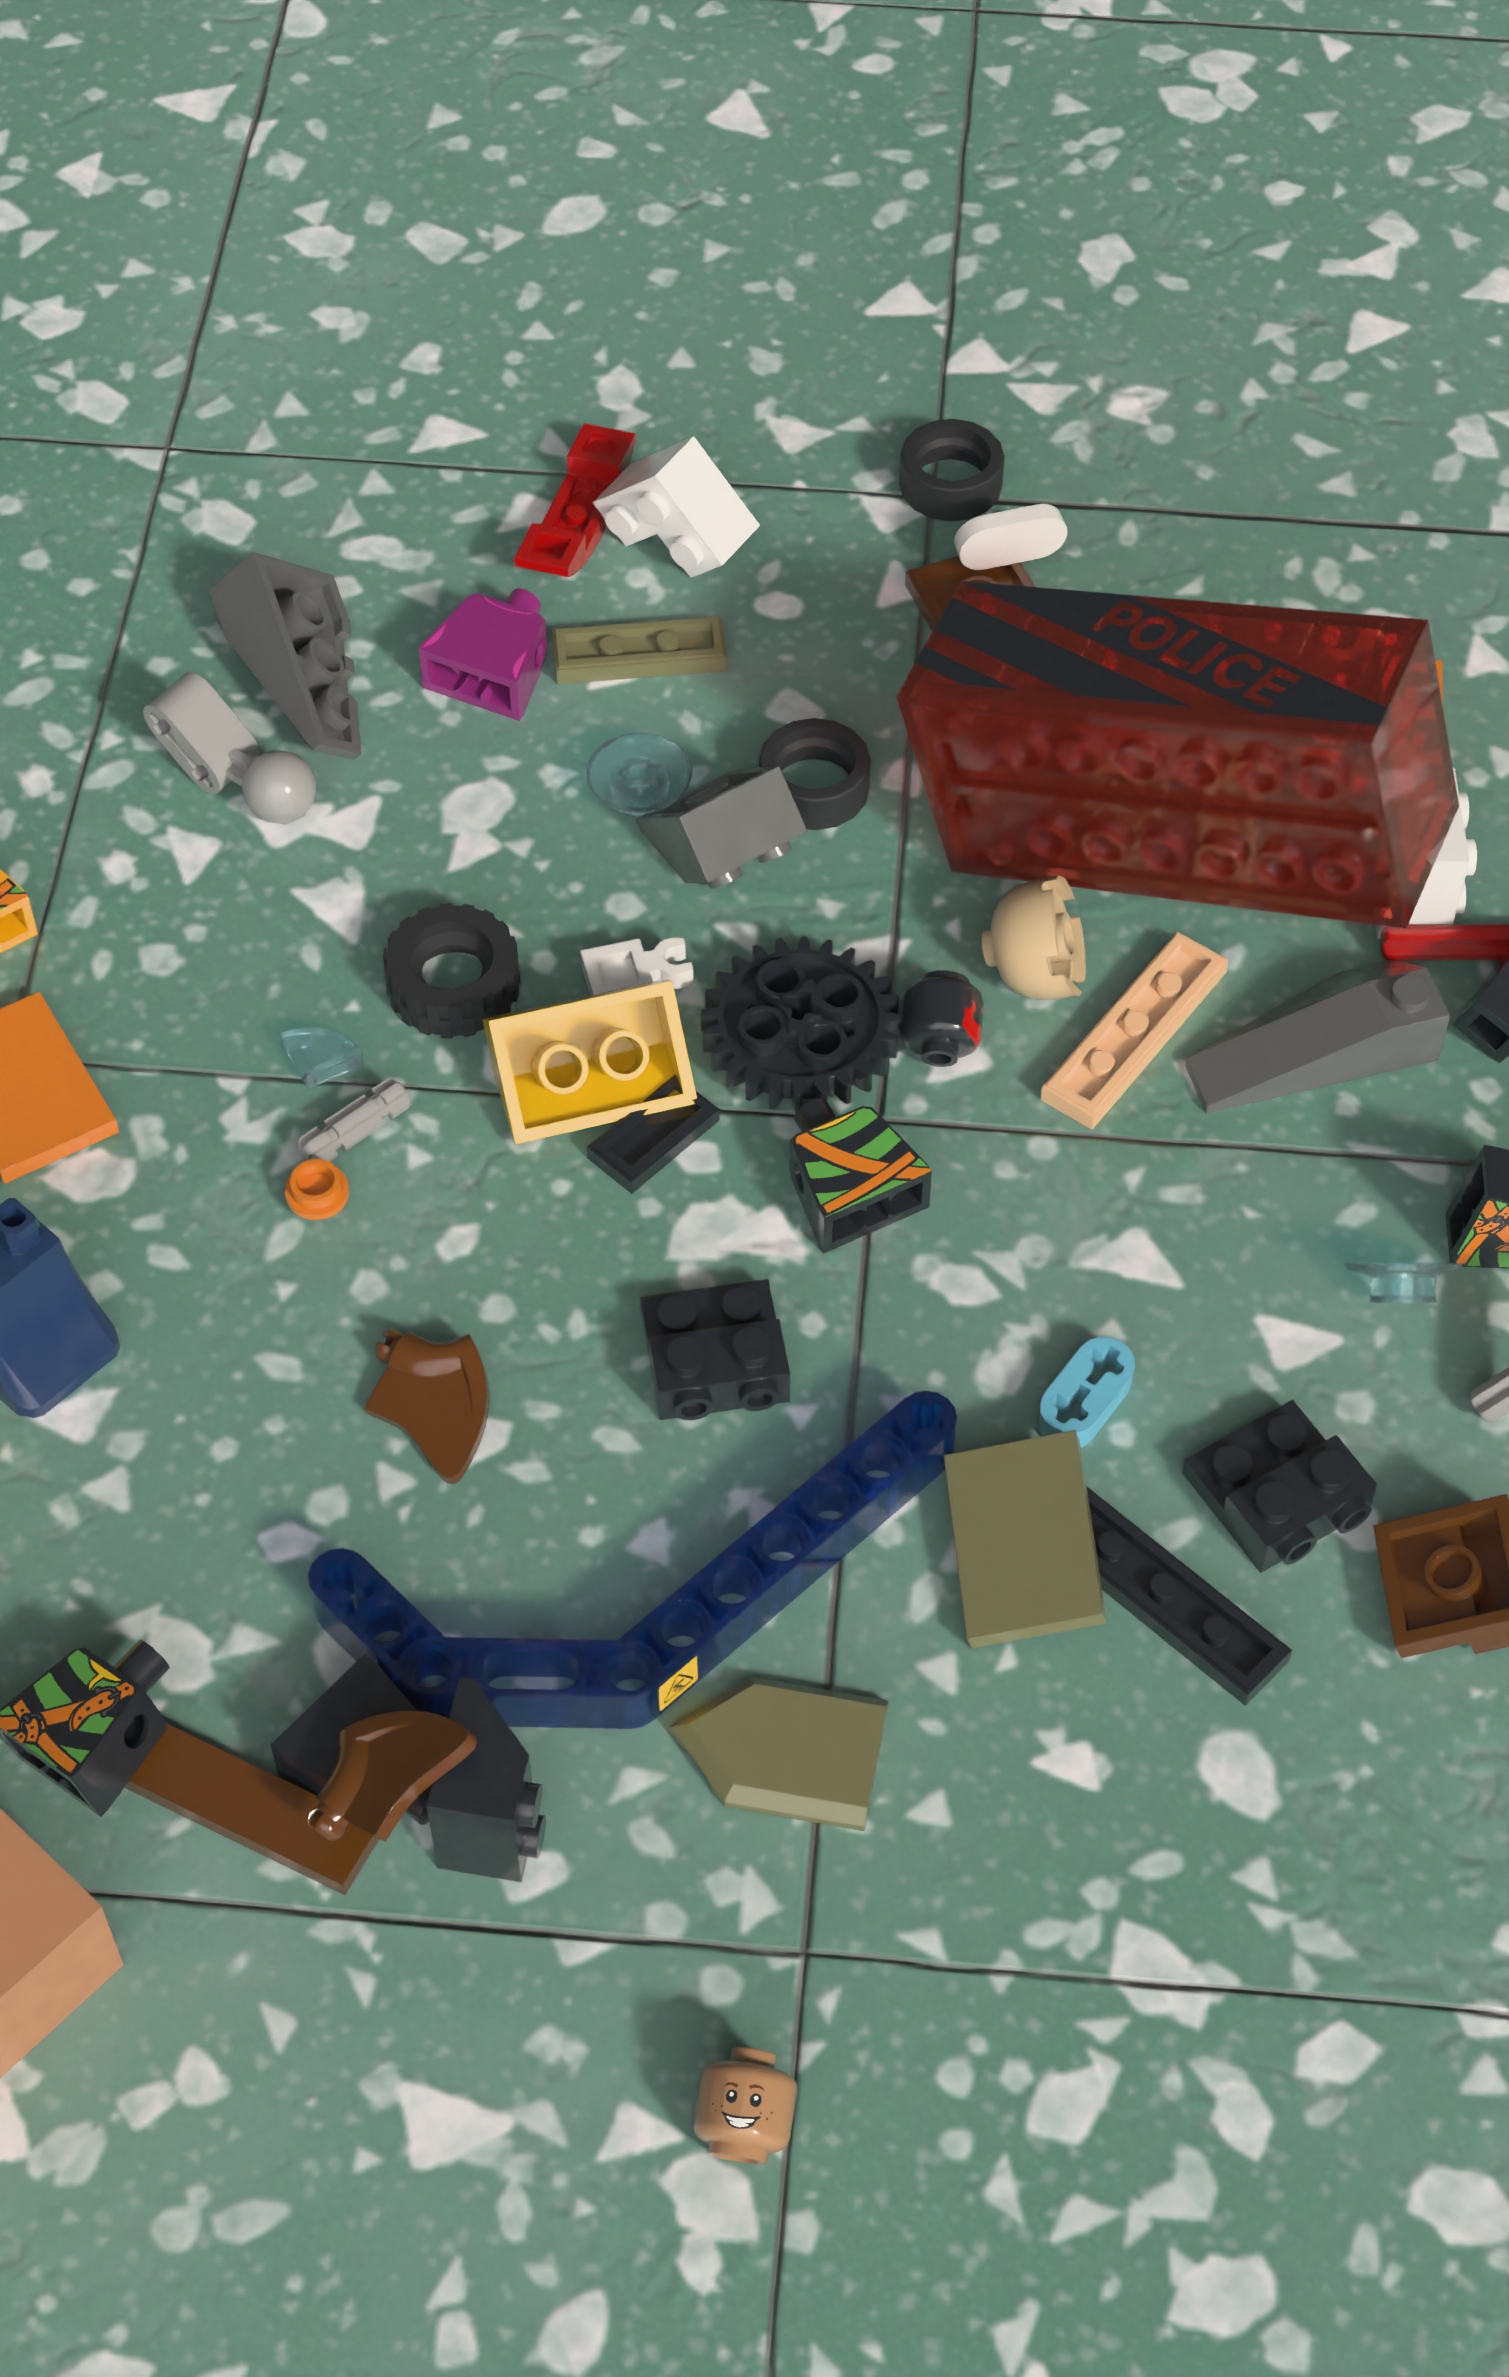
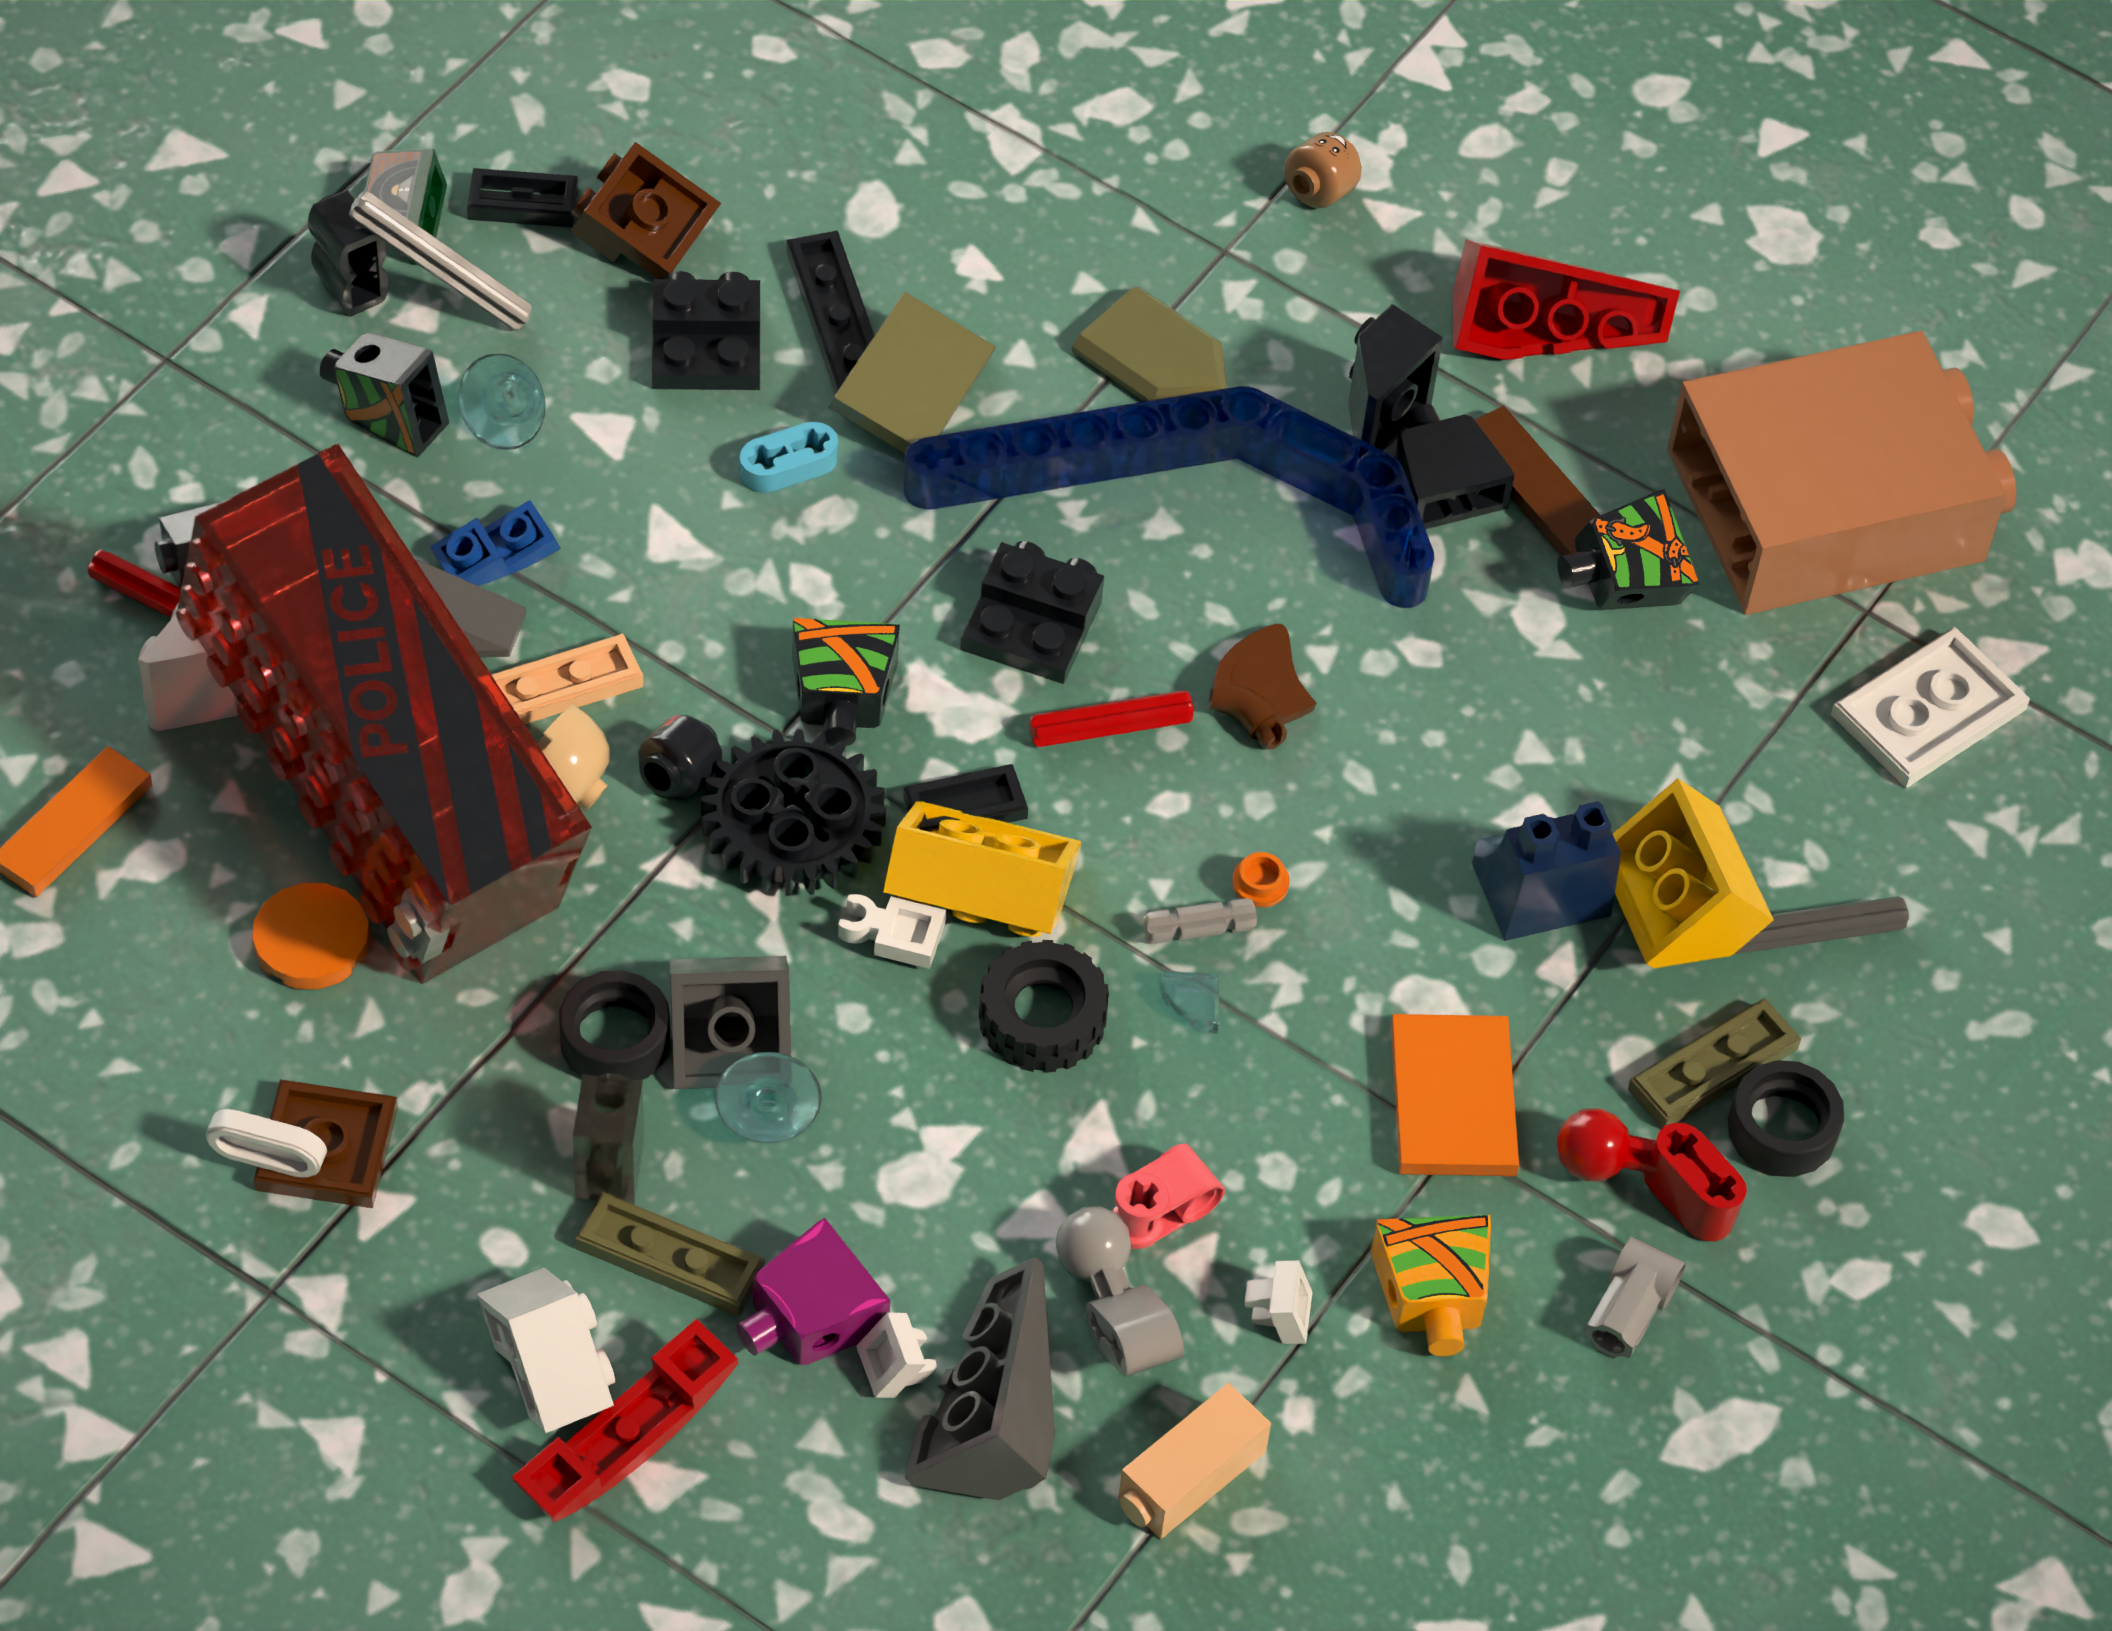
camera: 155 degrees left, 0 degrees up
(87, 825) = (1282, 1301): none -> white tile
(98, 679) = (1193, 1461): none -> light nougat brick
(241, 859) = (1166, 1195): none -> coral piece
(385, 1768) = (1451, 386): reddish brown arm -> none
(389, 2058) = (1534, 305): none -> red wedge
(390, 641) = (894, 1355): none -> white tile
(563, 1281) = (1111, 718): none -> red axle
(735, 669) = (605, 1120): none -> clear smoke brick
(955, 441) = (232, 1244): black tyre -> none
(1286, 1146) = (498, 549): none -> blue slope

